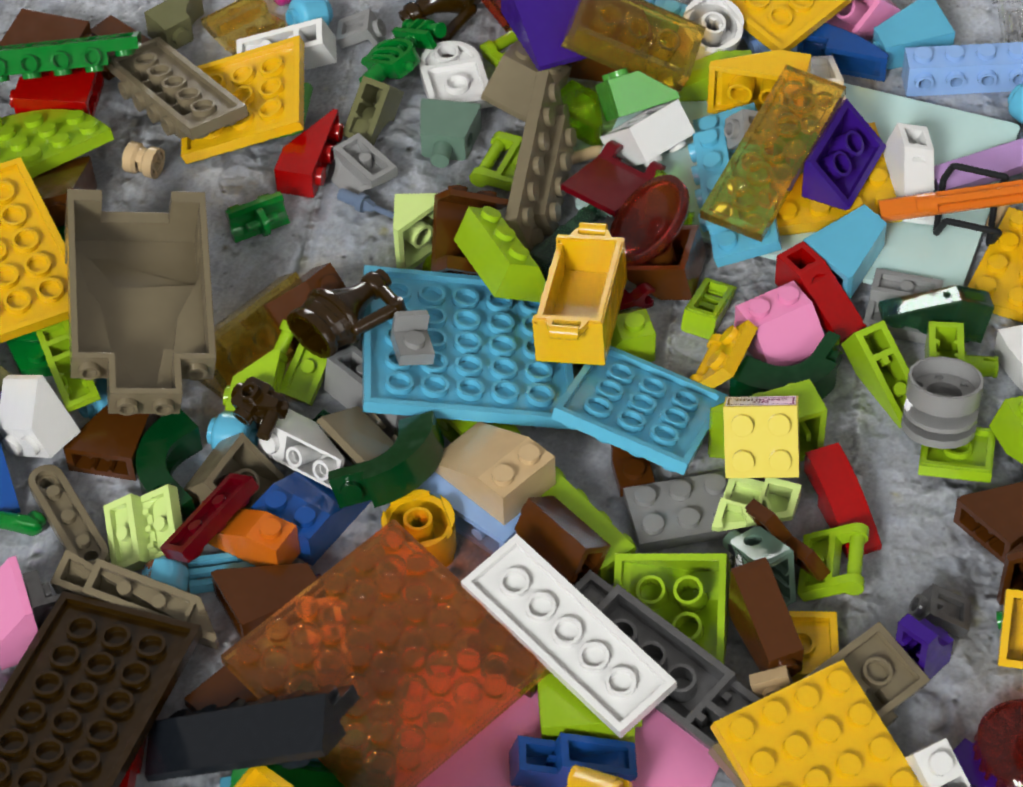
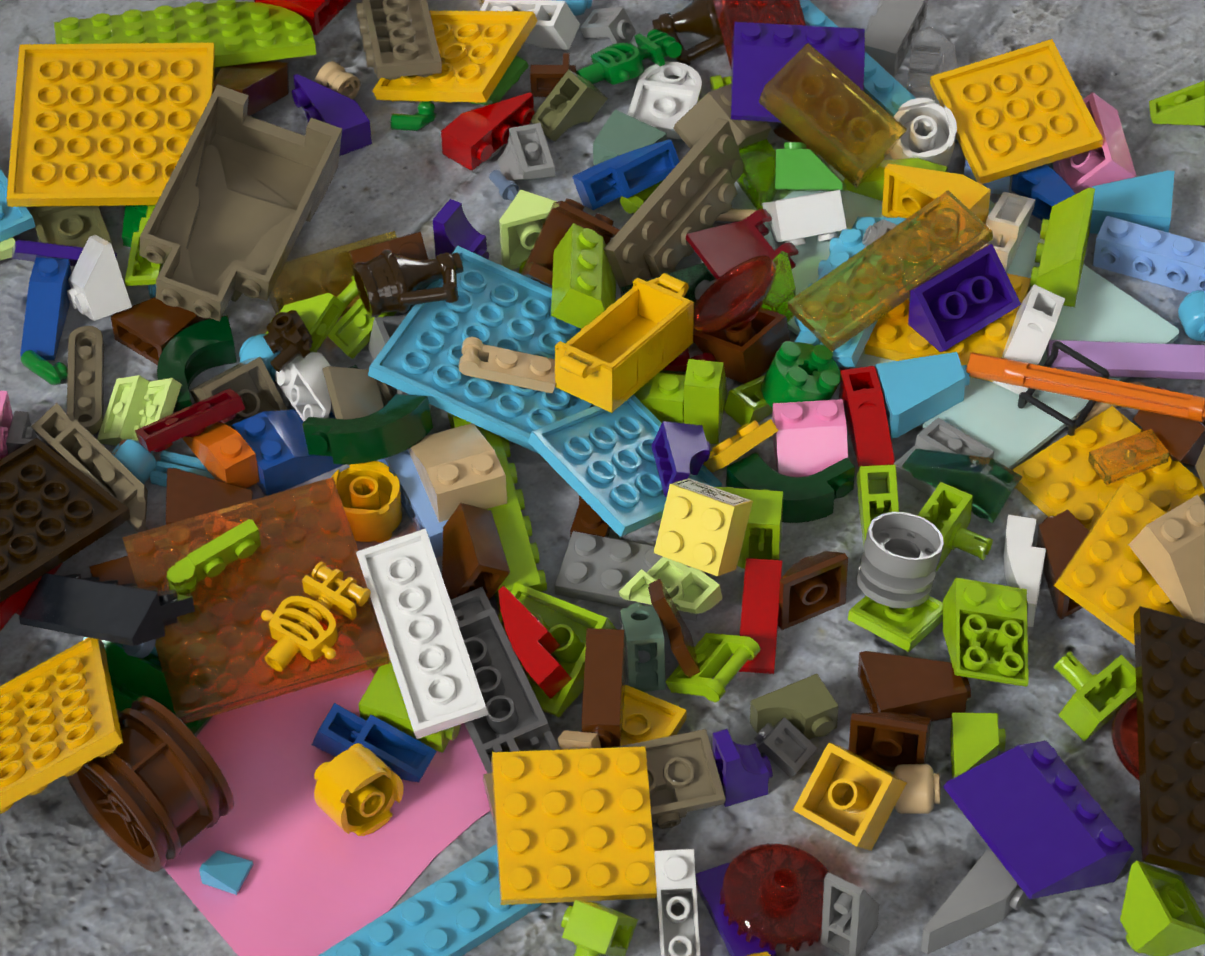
camera: 25 degrees right, 0 degrees up
(148, 186) = (333, 109): none -> dark purple slope
(236, 170) = (416, 121): none -> green arm
(257, 216) = (405, 170): green hips -> none
(332, 640) = (214, 557): none -> lime hinge
(340, 92) = (545, 77): none -> reddish brown bracket
(350, 255) = (454, 230): none -> dark purple arch
(411, 338) = (449, 325): light grey bracket -> none
(457, 669) = (301, 616): none -> yellow torso
(467, 151) = (625, 174): none -> blue slope
(484, 357) = (507, 366): none -> tan plate
(672, 603) = (532, 644): none -> red slope
(675, 324) = (705, 396): none -> lime slope
(685, 381) = (679, 452): none -> dark purple arch
(741, 273) = (801, 374): none -> green brick
(875, 450) = (812, 587): none -> reddish brown slope
(891, 82) = (1064, 246): none -> lime slope
(935, 563) = (803, 703): none -> olive arch

